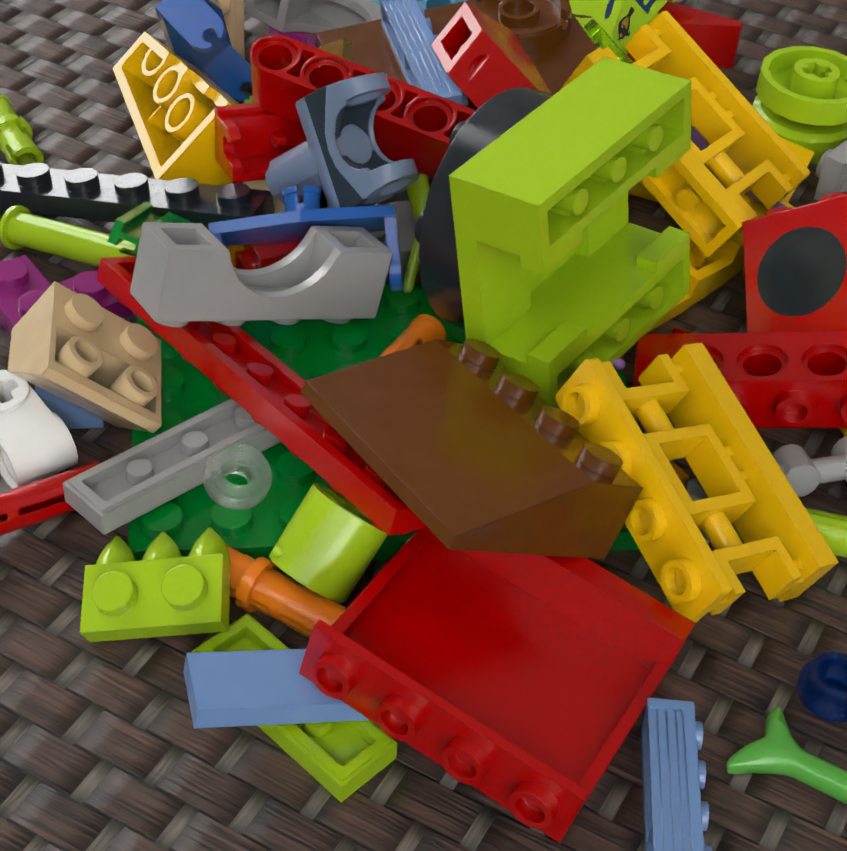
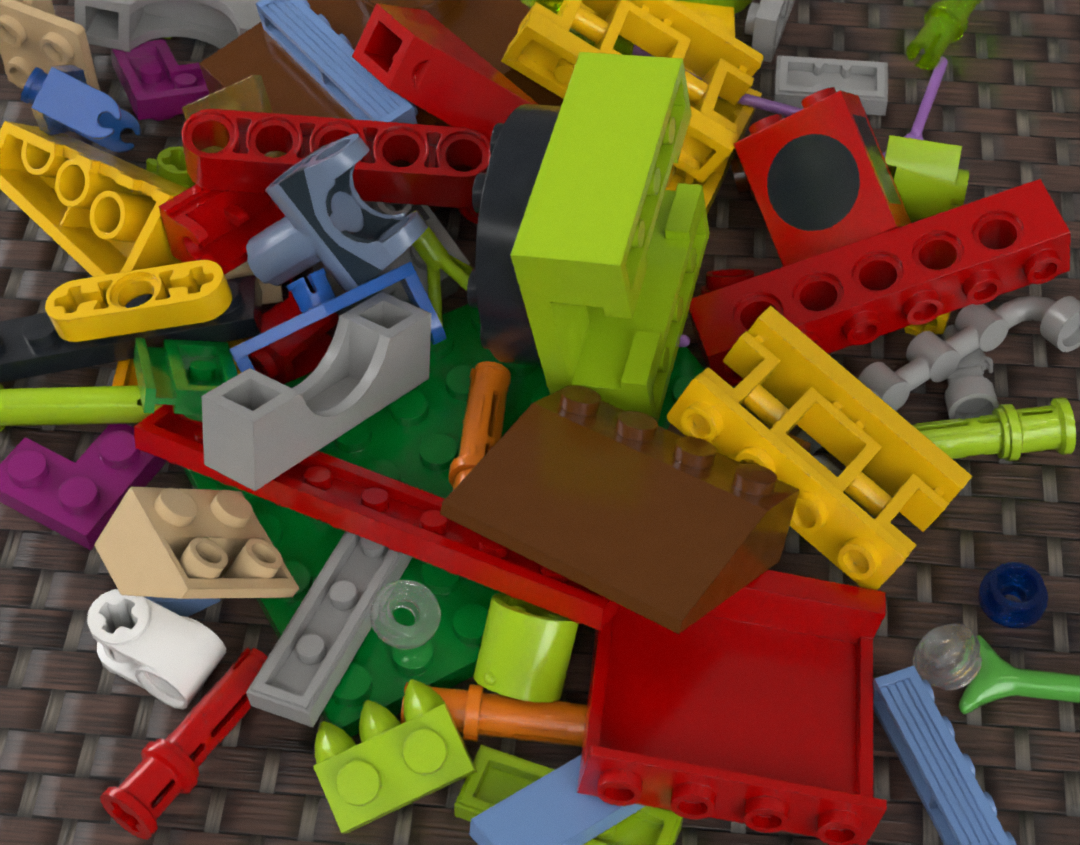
camera: 20 degrees left, 10 degrees up
(163, 174) = (195, 290): none -> yellow beam
(735, 711) = (948, 656): none -> clear plate

